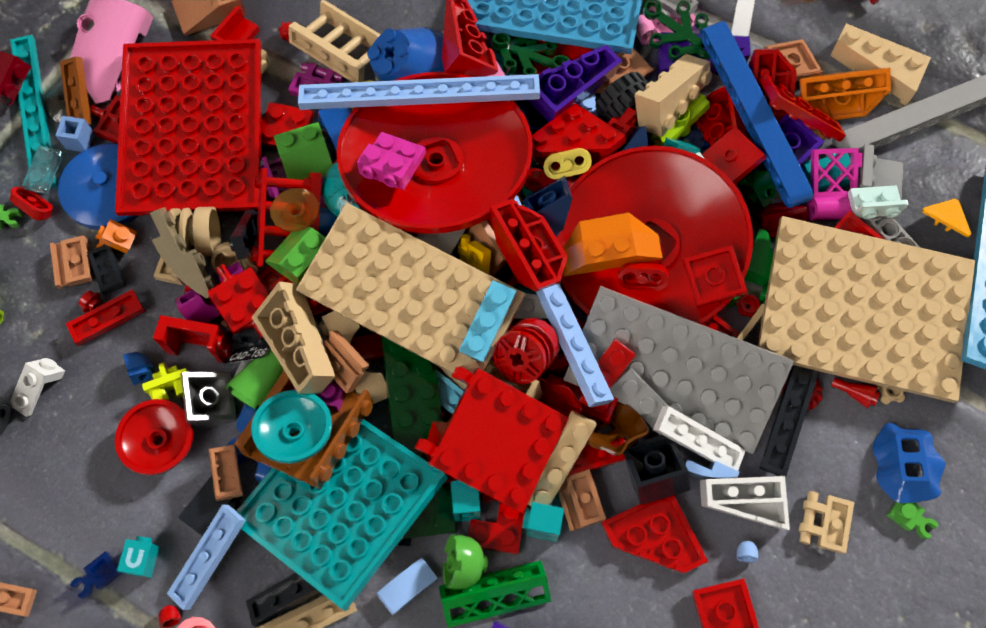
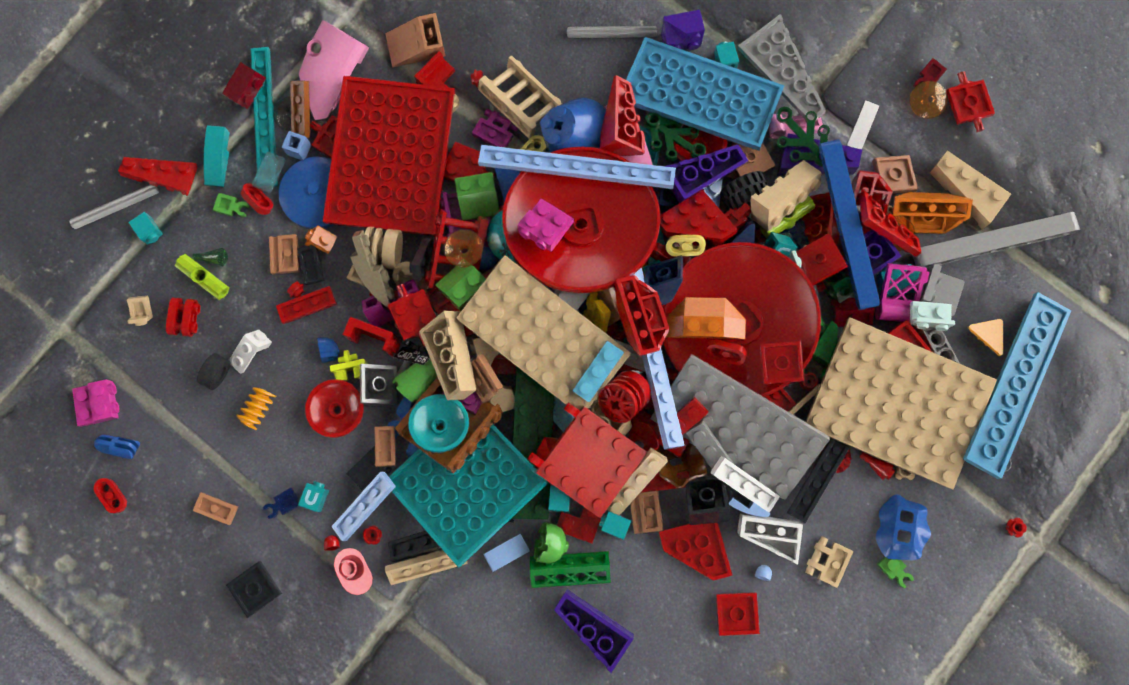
camera: 15 degrees right, 10 degrees up
(48, 454) = (255, 407): none -> light orange piece
(216, 595) = (367, 535): none -> red plate

